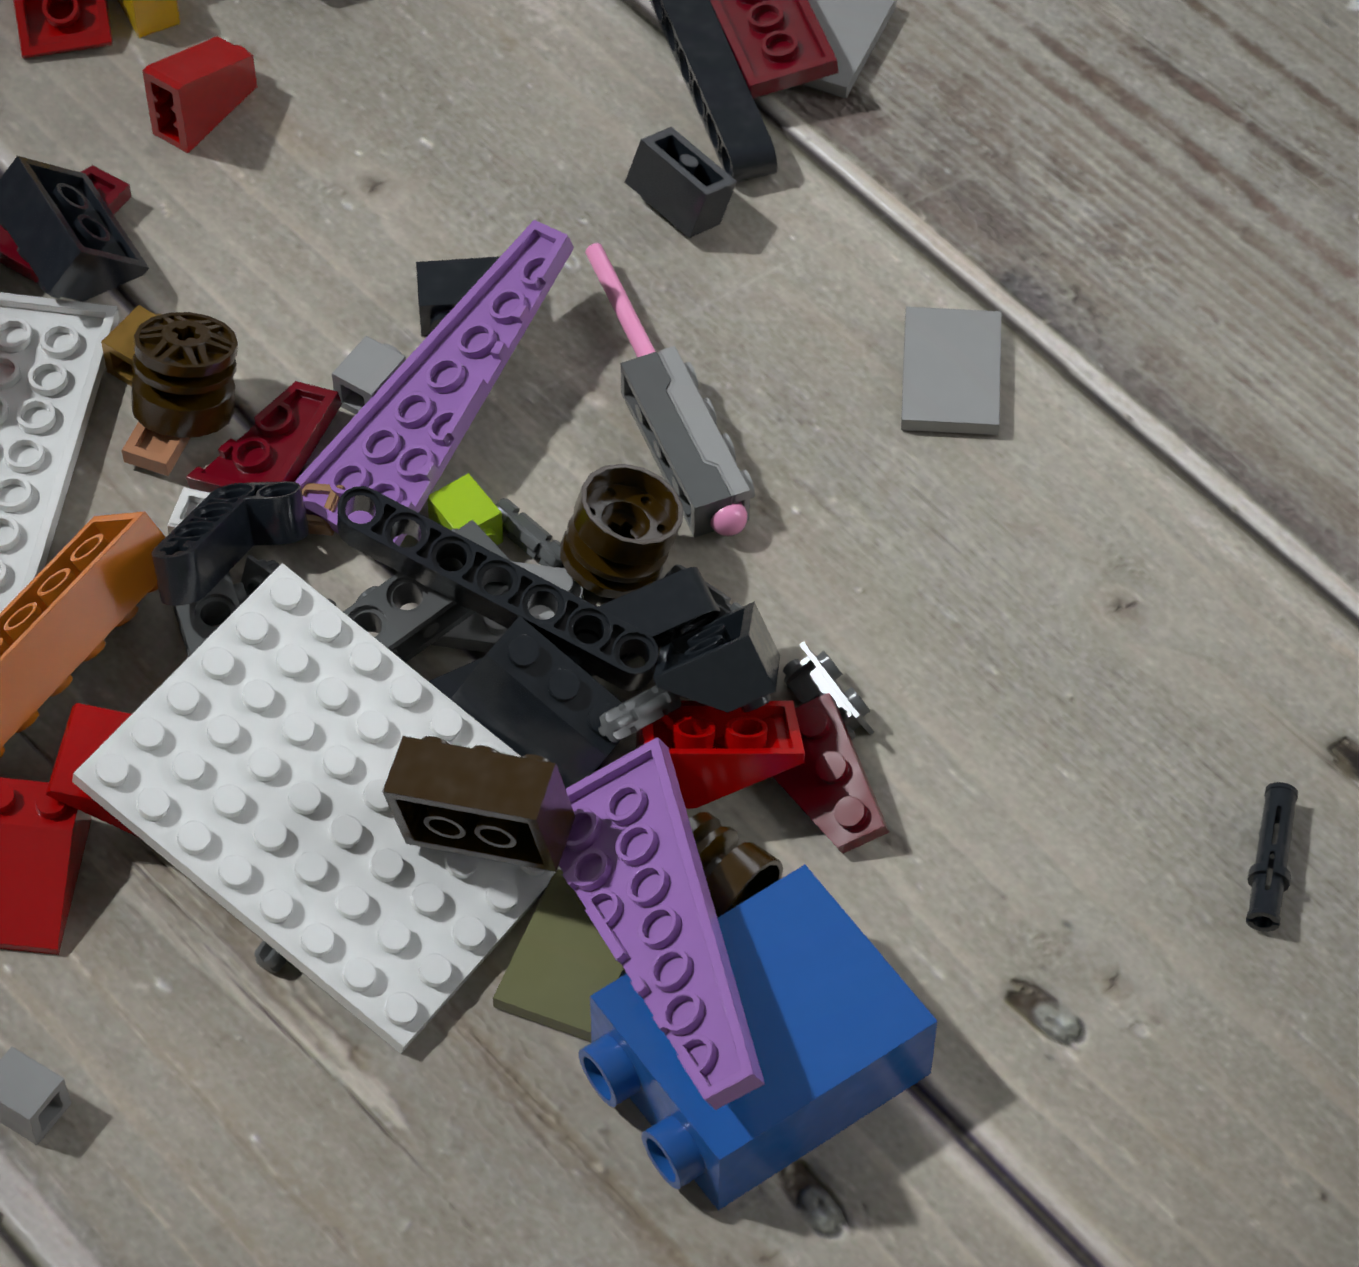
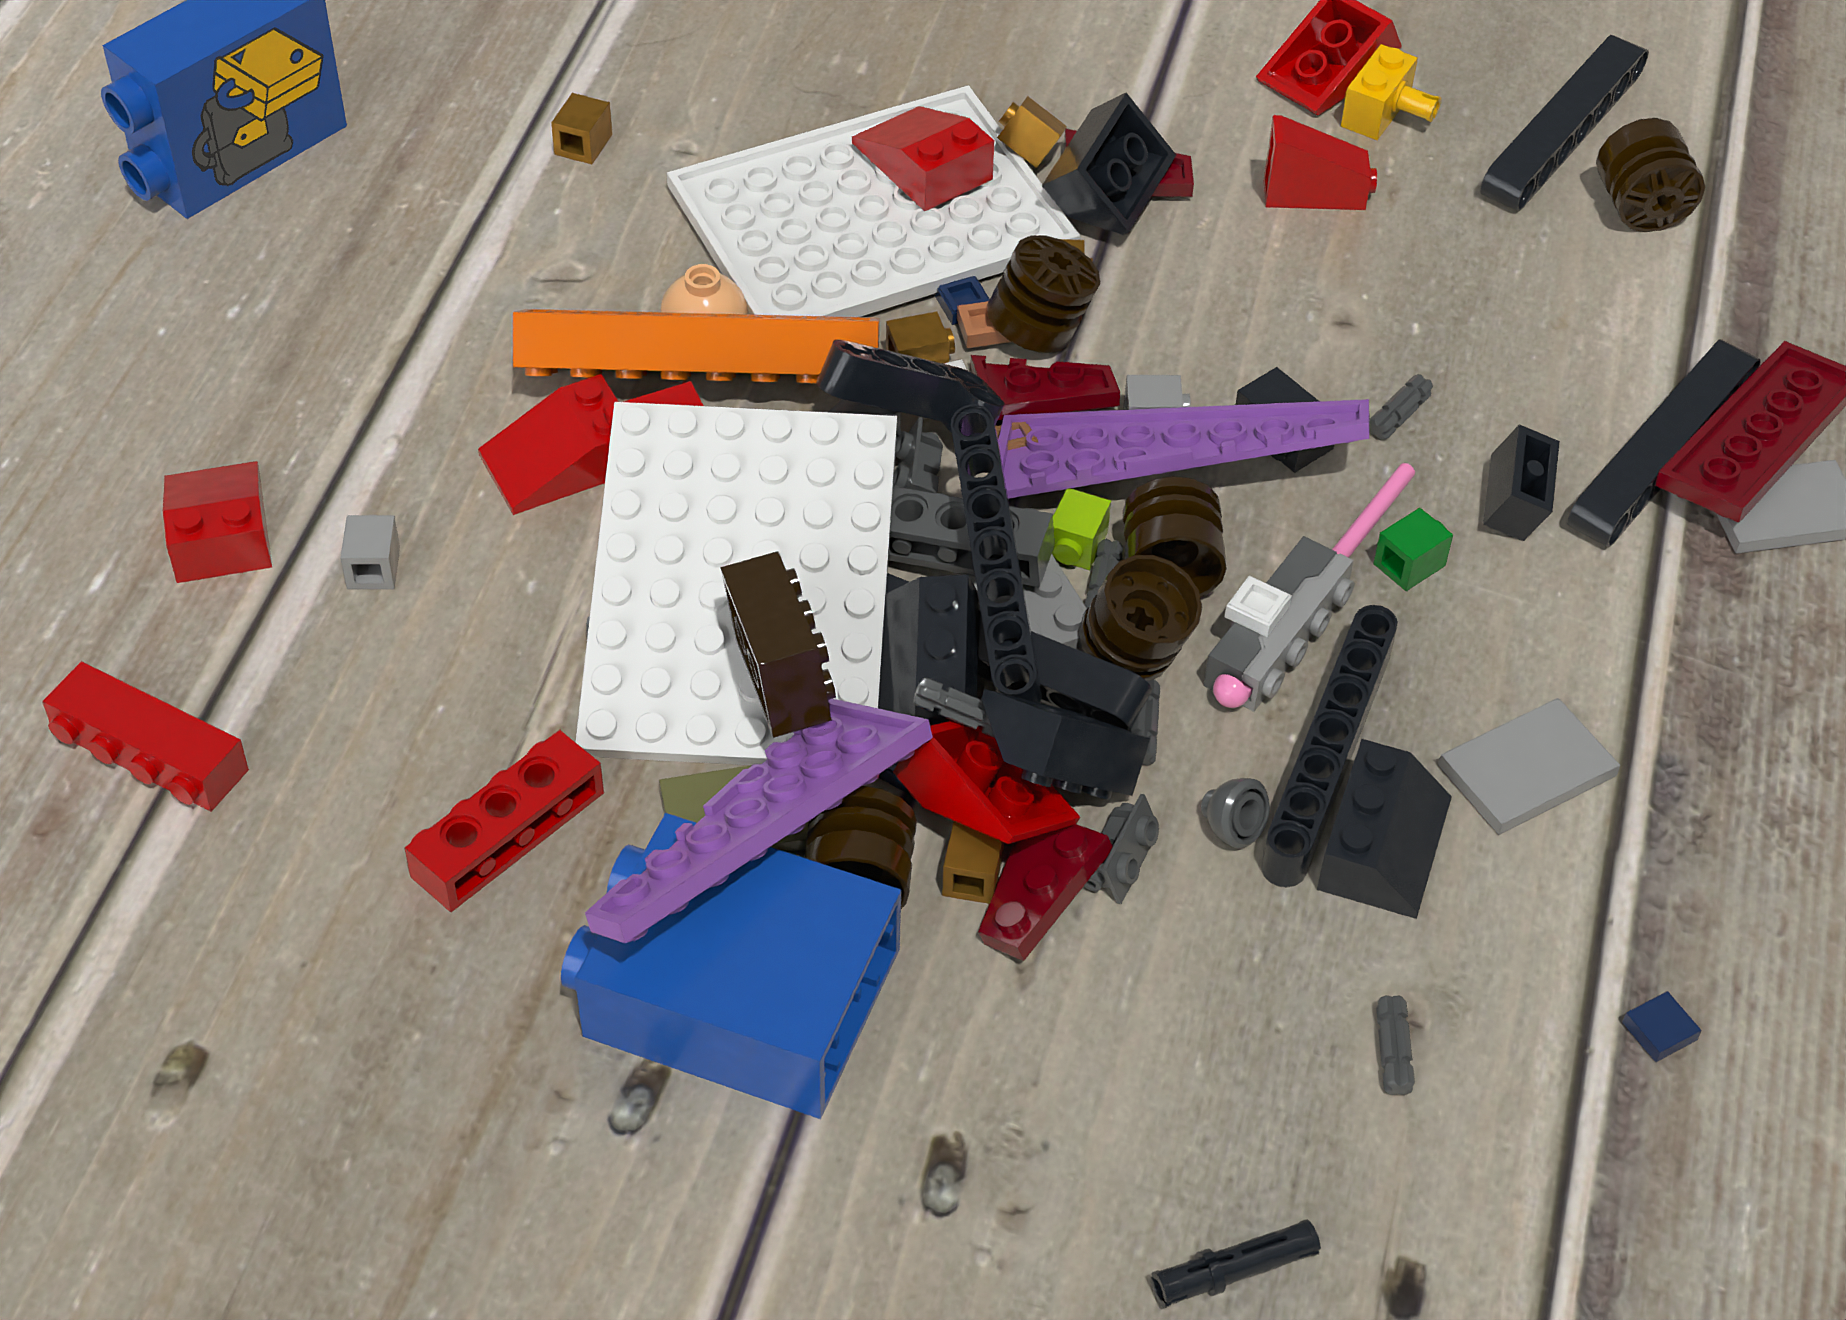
camera: 55 degrees right, 5 degrees down
(103, 443) = (959, 293): none -> dark blue tile
(148, 493) = (920, 337): none -> pearl gold brick
(473, 1221) = (504, 820): none -> red brick
(510, 203) = (1400, 407): none -> dark grey axle
(548, 452) = (1180, 524): none -> dark brown wheel
(676, 440) = (1258, 606): none -> white tile
(681, 300) = (1413, 549): none -> green brick
(767, 811) = (971, 864): none -> pearl gold brick
(838, 486) = (1328, 747): none -> black beam
(854, 592) = (1237, 811): none -> dark grey brick
(944, 508) = (1385, 831): none -> black slope
(1148, 628) = (1395, 1045): none -> dark grey axle
(1251, 449) = (1661, 1026): none -> dark blue tile

